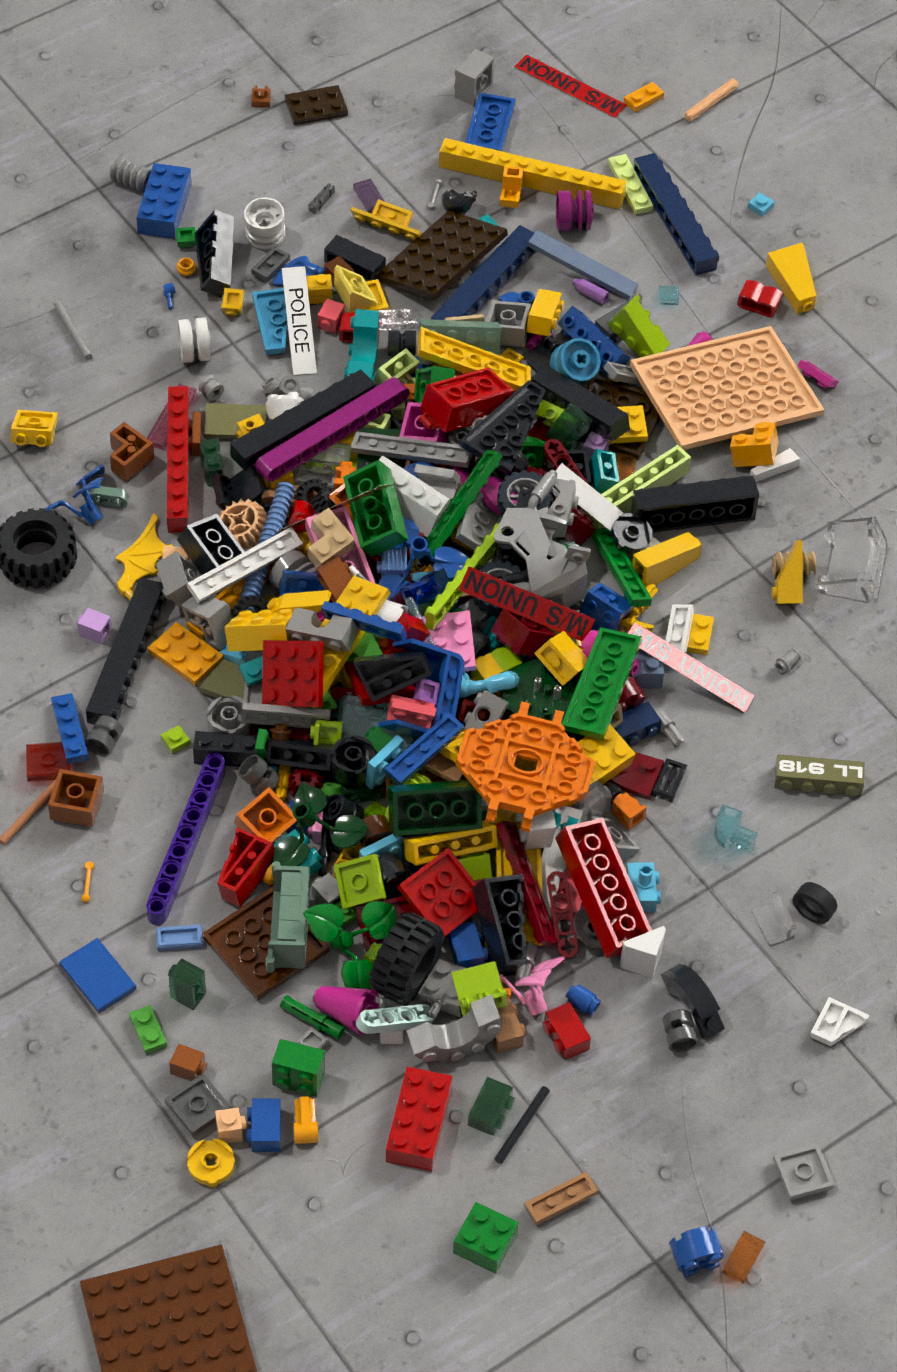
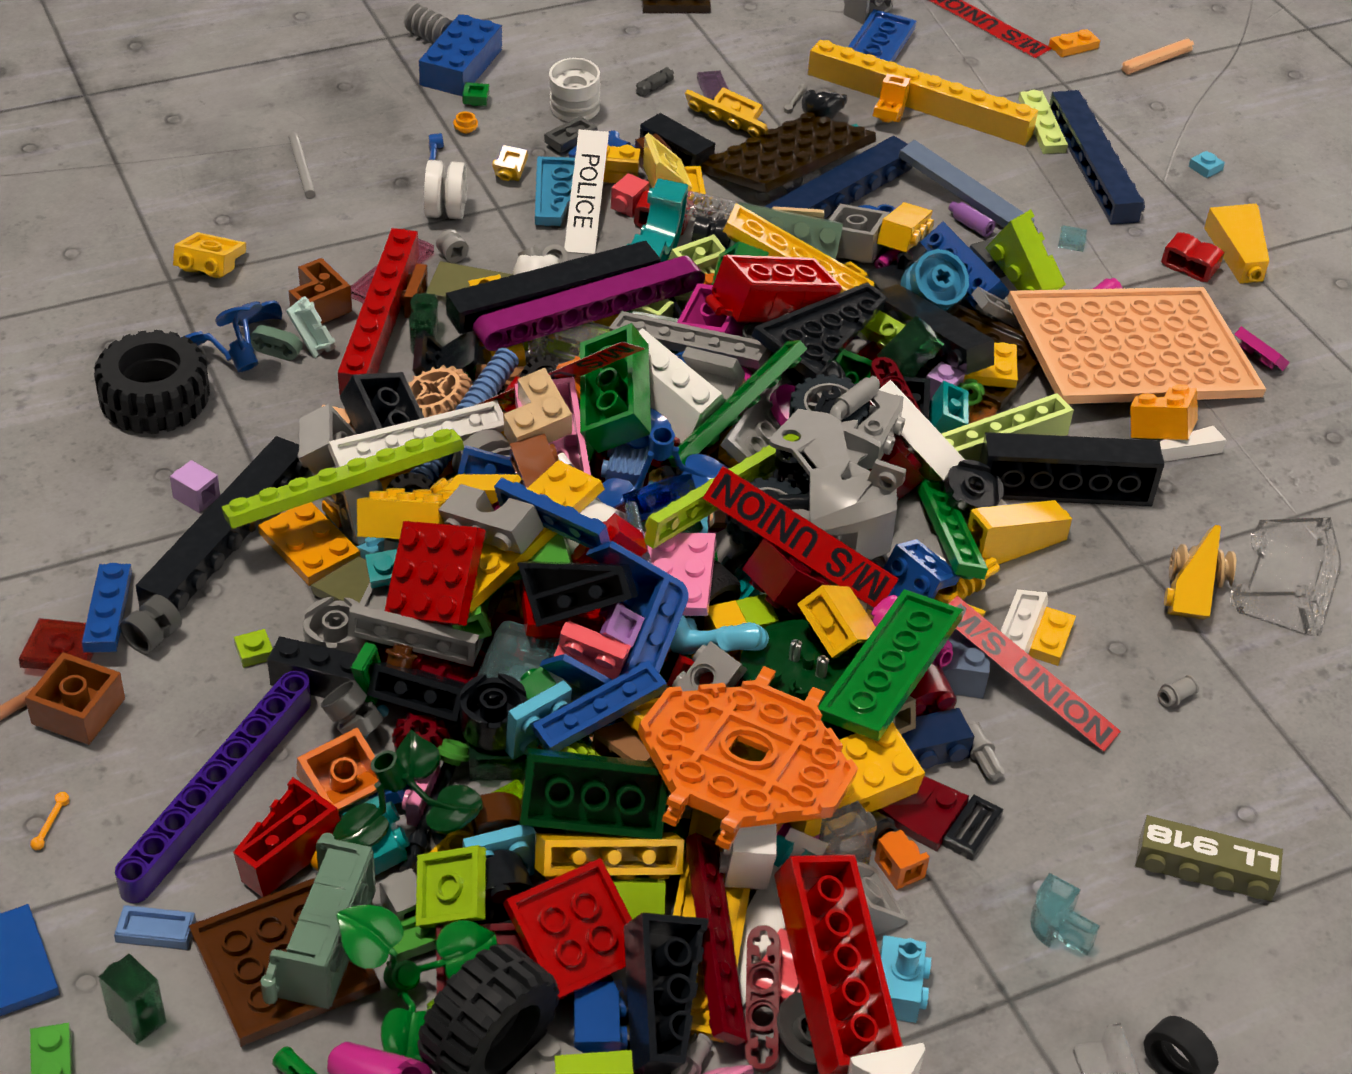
camera: 10 degrees right, 10 degrees down
(132, 481) = (310, 328): none -> light aqua hinge
(140, 558) = (284, 418): yellow animal -> none
(204, 608) = (335, 480): none -> lime plate
(215, 252) = (504, 107): black wedge -> none
(281, 787) = (384, 733): yellow axle -> none
(326, 732) = (464, 664): lime bracket -> none
(338, 806) = (458, 771): black wheel -> none
(574, 210) = (966, 130): magenta wheel -> none
(617, 446) = (978, 391): none -> bright green plate

